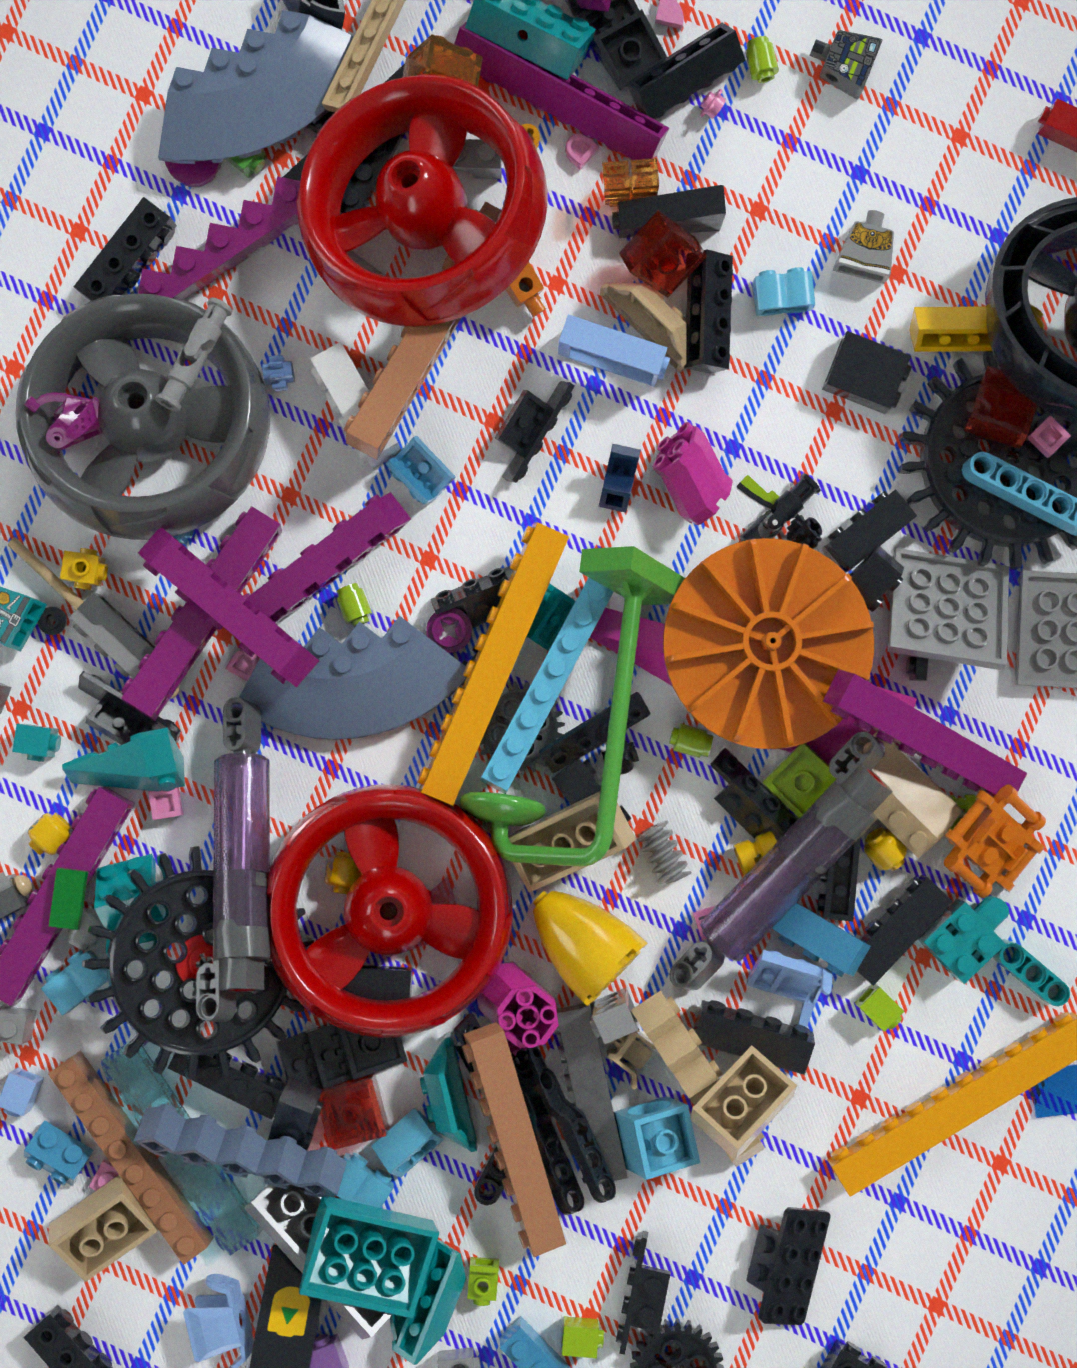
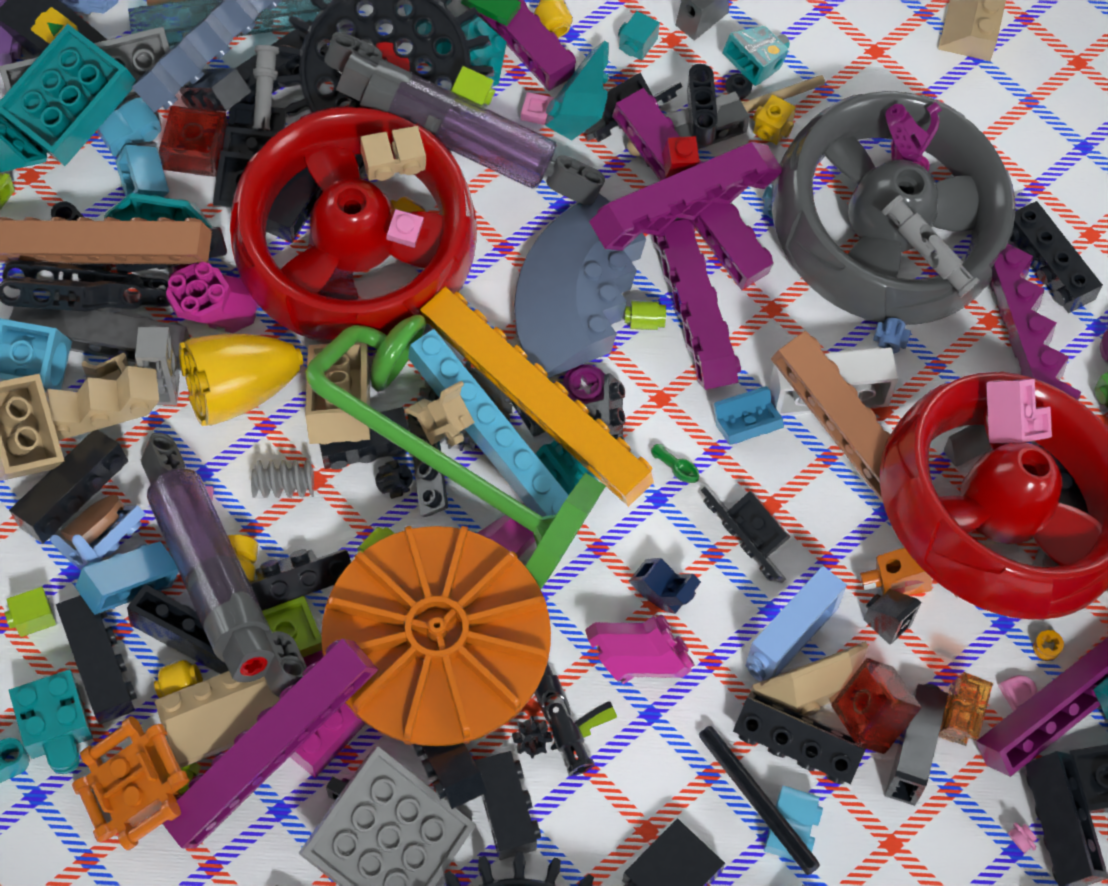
camera: 110 degrees right, 25 degrees down
(91, 639) = (702, 91): none -> black beam
(189, 628) = (680, 154): none -> red brick
(196, 861) = (474, 87): none -> lime brick
(258, 1075) = (265, 74): none -> light grey pin
(312, 883) = (408, 153): none -> tan piece
(354, 210) = (1014, 412): none -> bright pink panel
(391, 849) = (405, 228): none -> bright pink plate
(494, 511) = (681, 468): none -> green piece
(562, 275) = (891, 614): none -> black slope
(564, 732) = (443, 416): none -> tan piece
(779, 996) = (94, 519): none -> nougat tile
(782, 323) = (759, 800): none -> black axle

